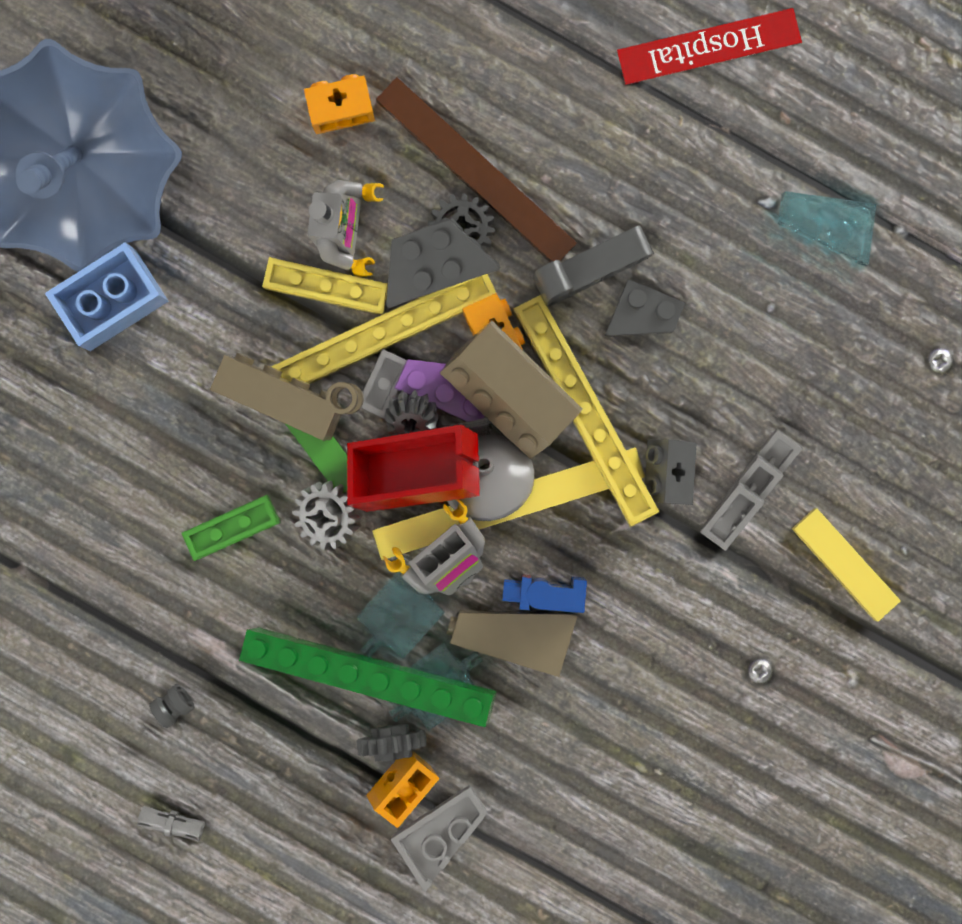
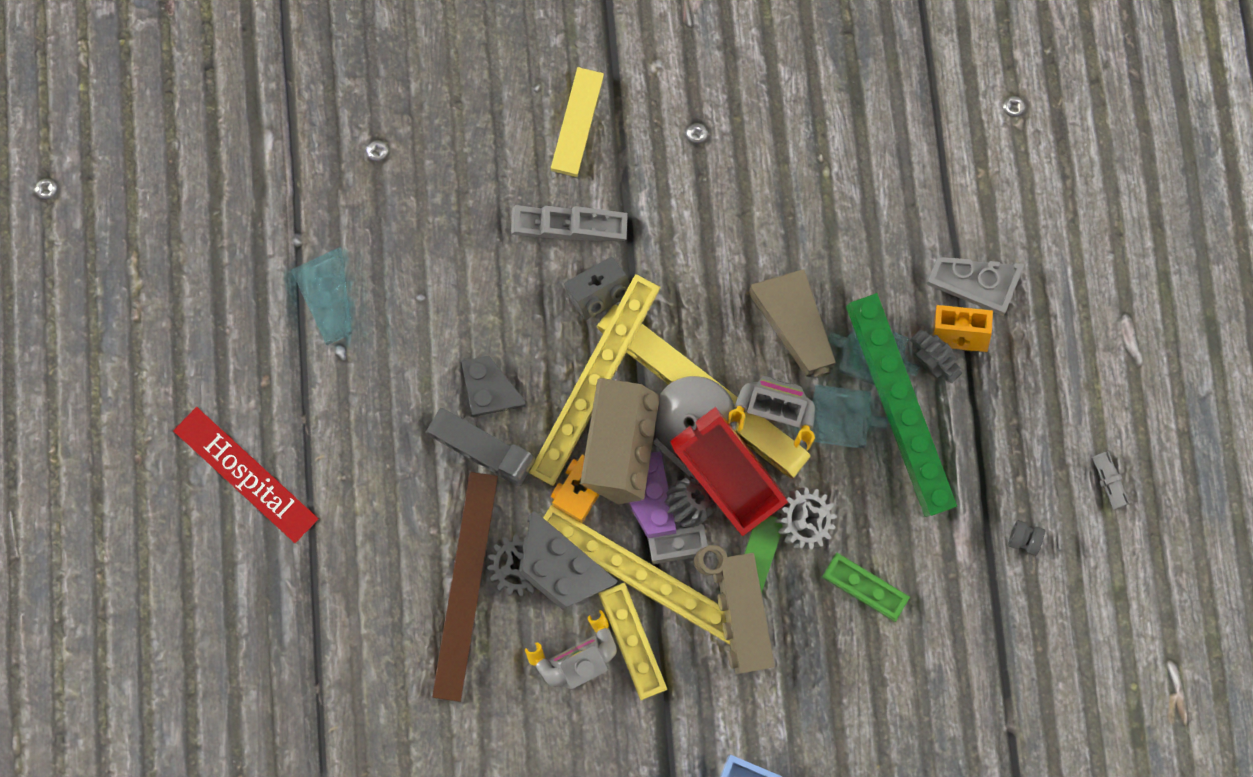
camera: 125 degrees left, 10 degrees down
(355, 106) = (476, 710): light orange brick -> none
(546, 595) = (751, 317): blue hips -> none

